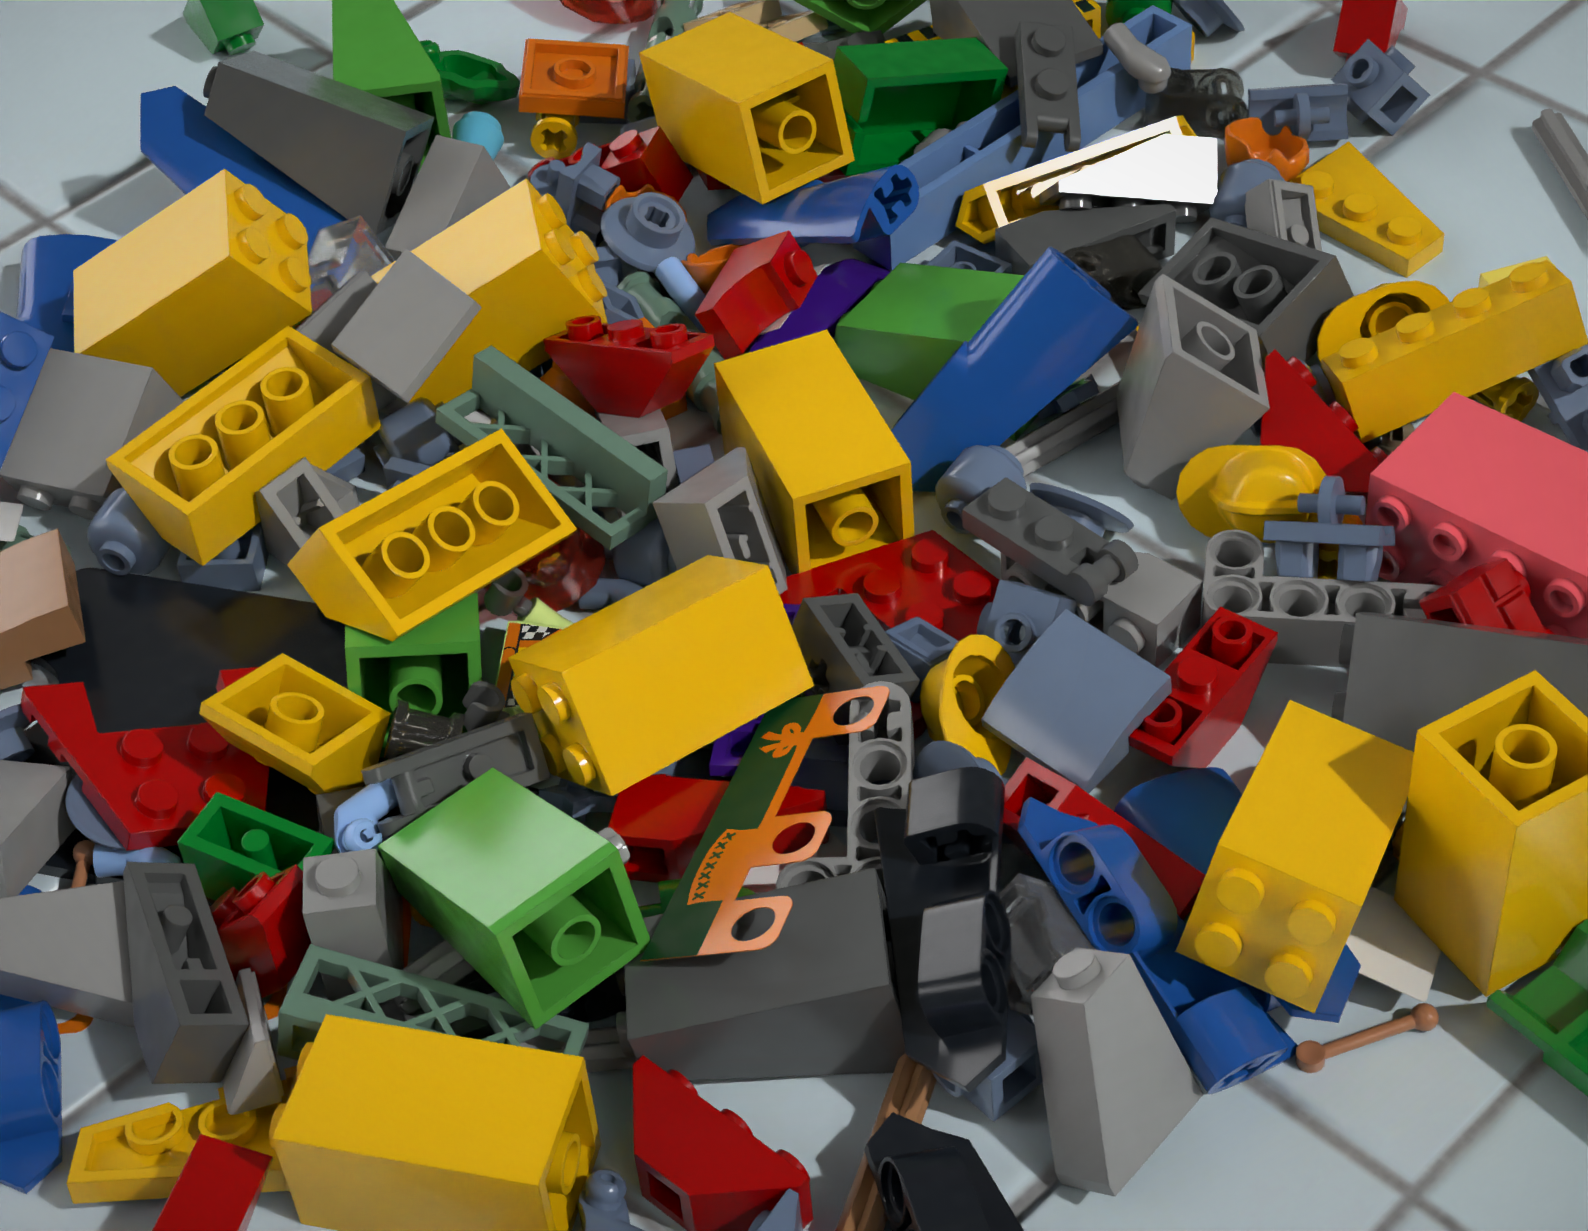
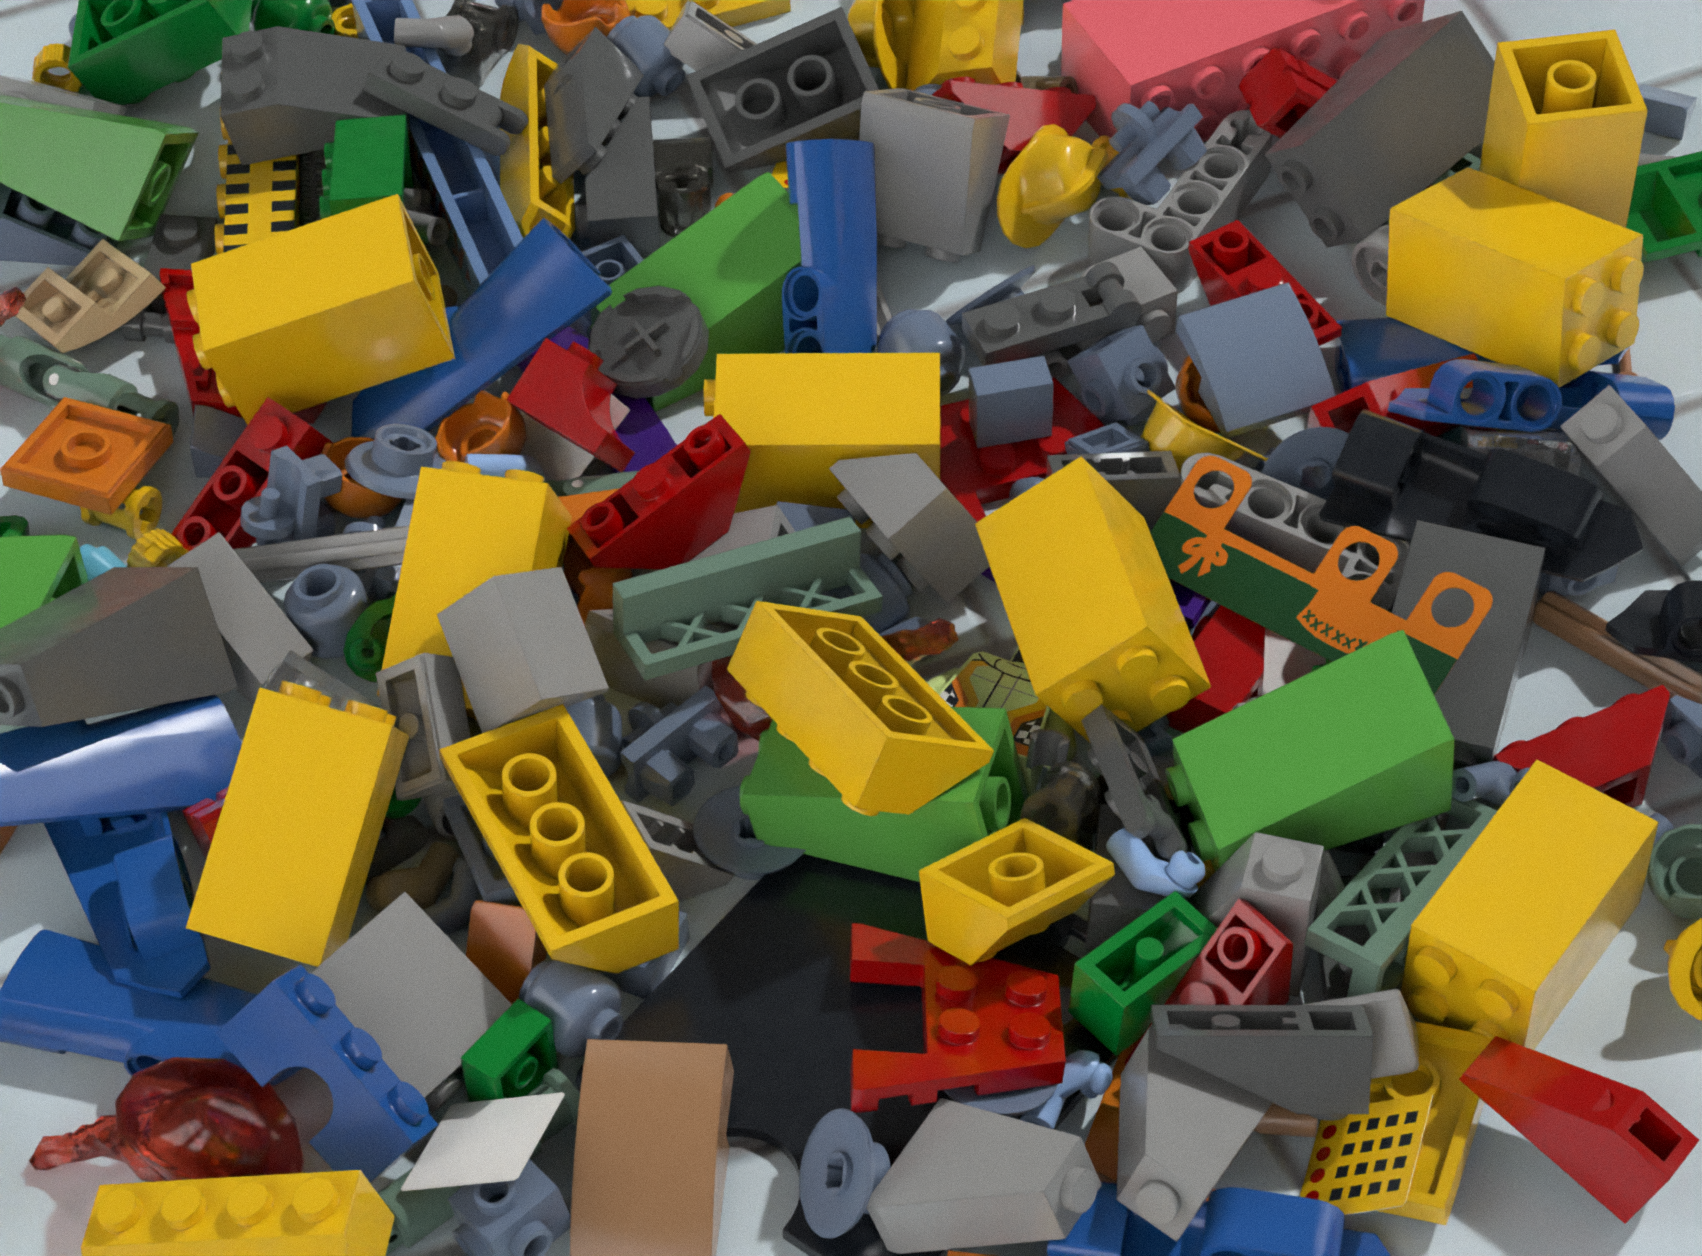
camera: 70 degrees left, 5 degrees up
(60, 503) = (510, 1055): none -> green piece
(115, 1106) = (1369, 1157): none -> yellow sticker
(517, 153) = (155, 549): none -> yellow axle
(606, 1063) = (1488, 781): none -> sand blue arm
(858, 304) = (650, 341): none -> dark grey tile
(919, 550) = (1010, 401): none -> sand blue piece

